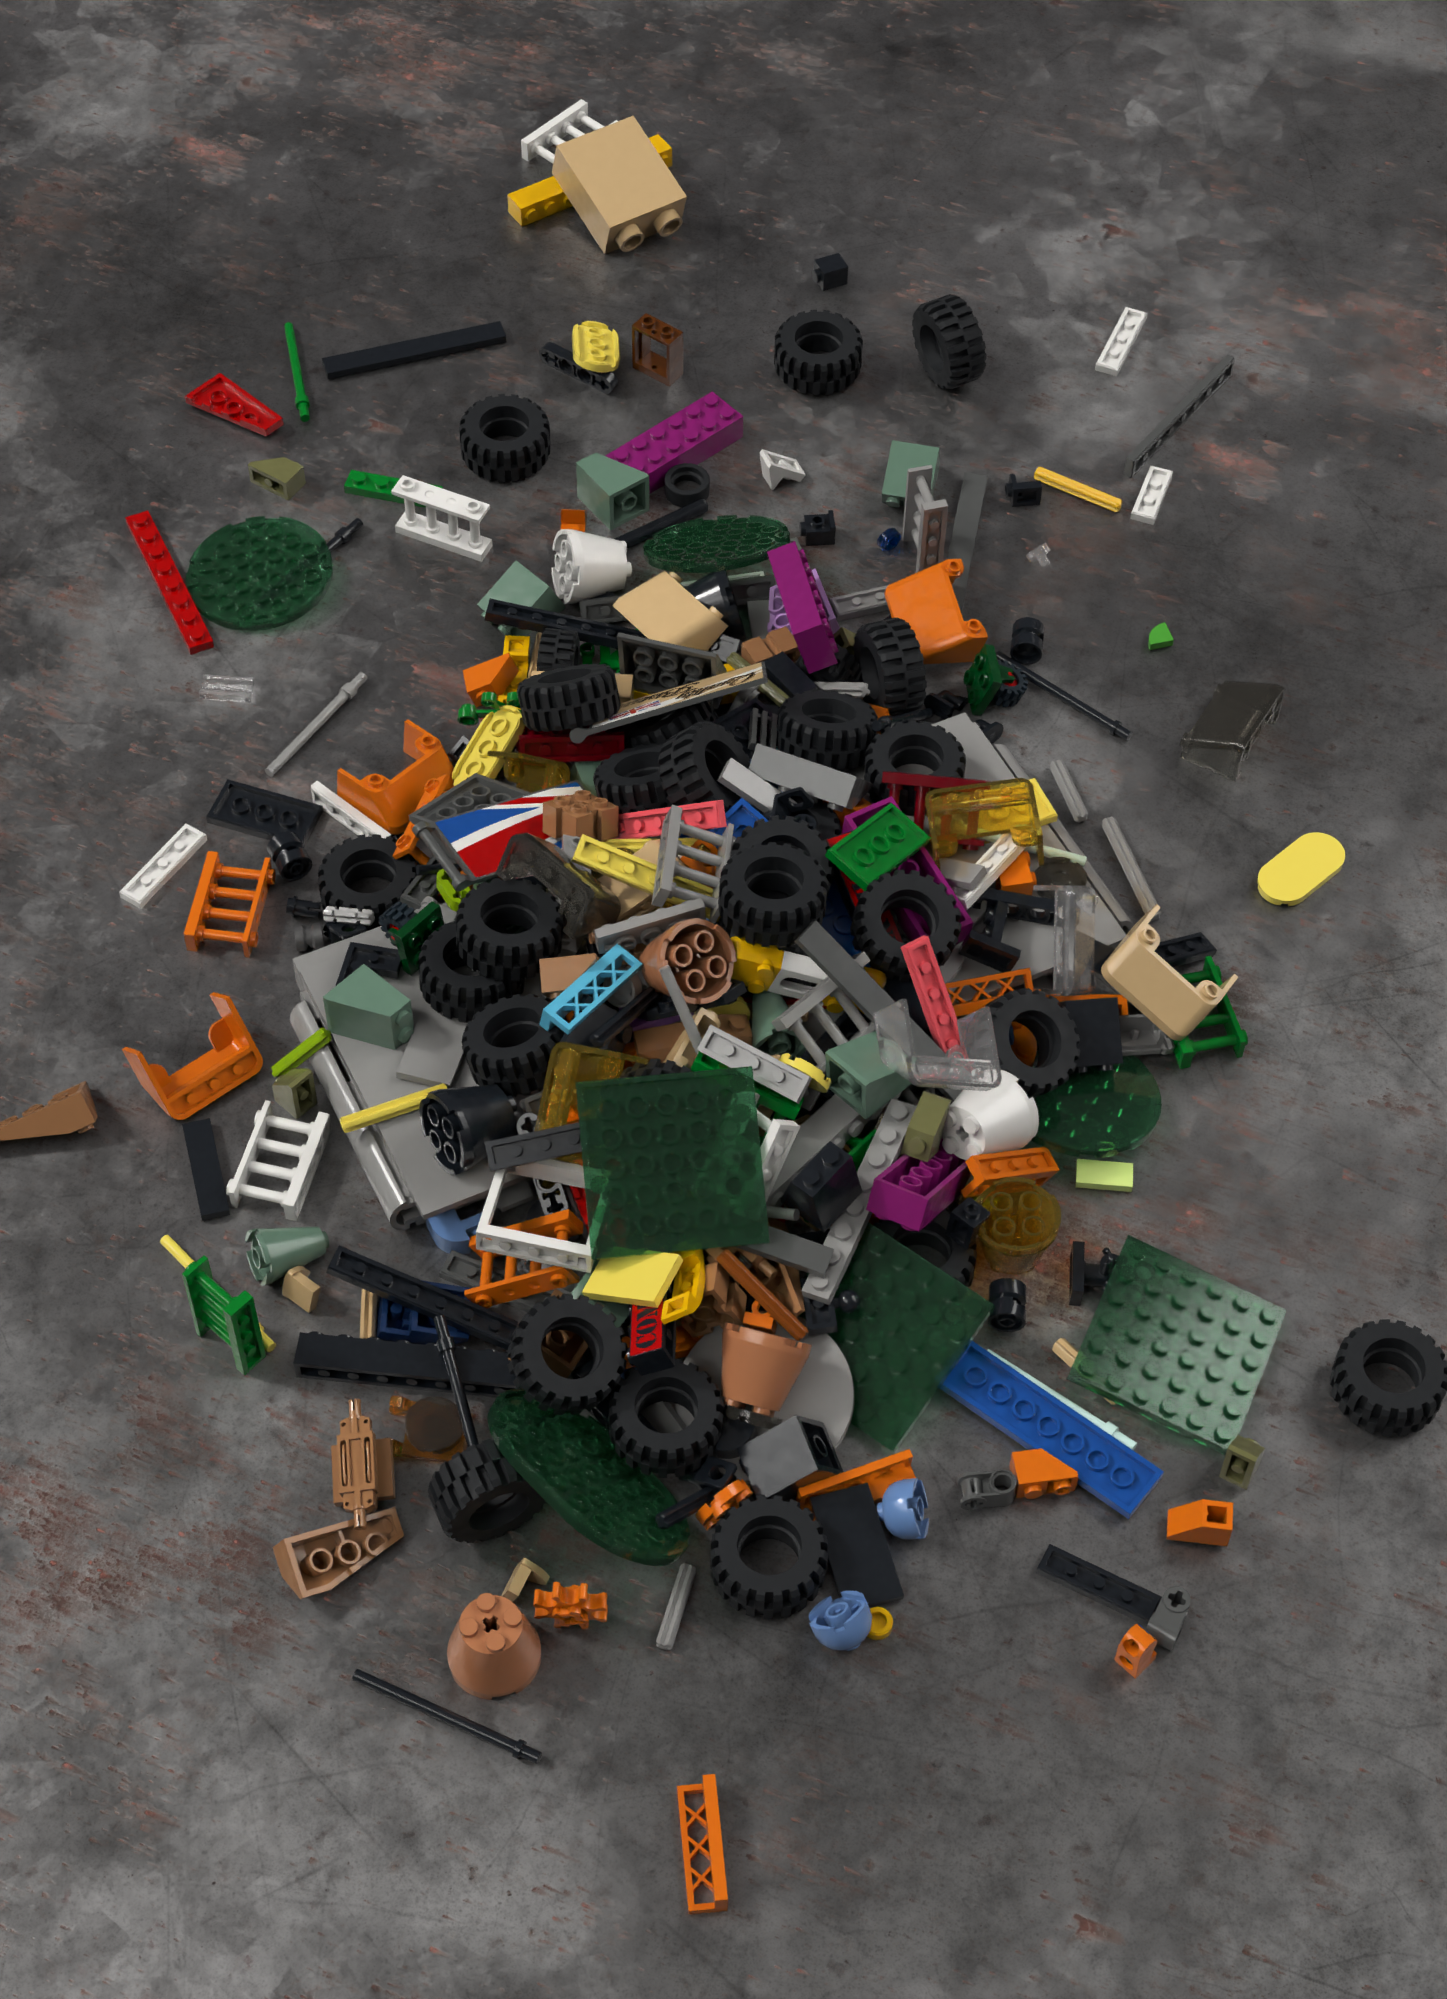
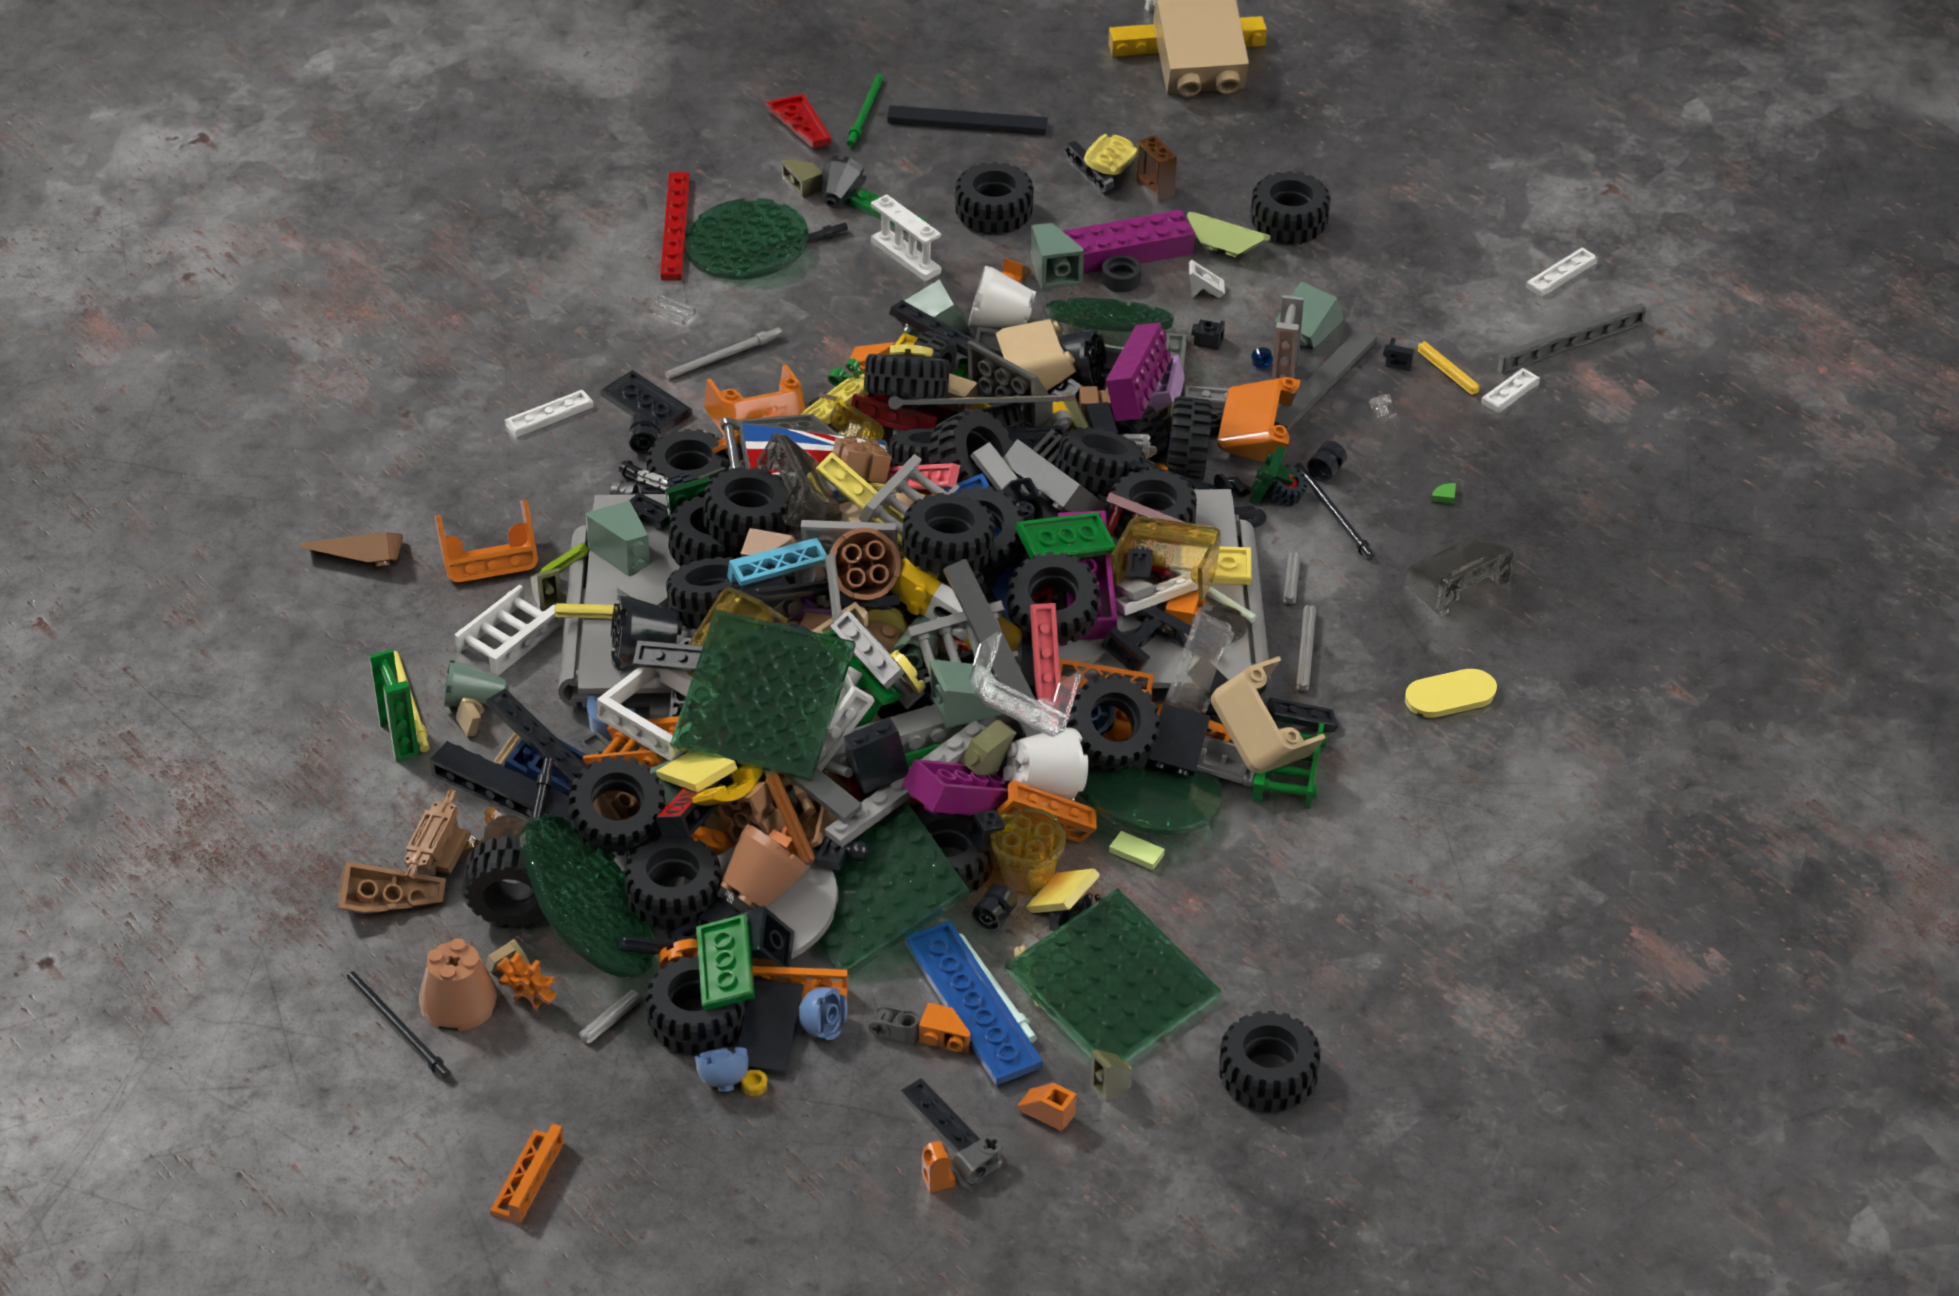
camera: 25 degrees right, 10 degrees down
(206, 1169) = (452, 619): black tile -> none
(208, 889) = (571, 436): orange fence -> none
(327, 468) = (841, 180): none -> black cone
(345, 813) = (702, 414): white tile -> none
(549, 663) = (911, 350): none -> light yellow tile
(678, 516) = (1116, 292): black axle -> none
(772, 407) = (1225, 235): none -> yellowish green wedge
(788, 1499) = (725, 962): none -> green tile
(830, 272) = (1342, 154): black brick -> none
(949, 341) = (1398, 225): black tyre -> none
(955, 844) = (1139, 563): none -> black bracket
(1075, 1261) = (1063, 891): none -> light yellow tile

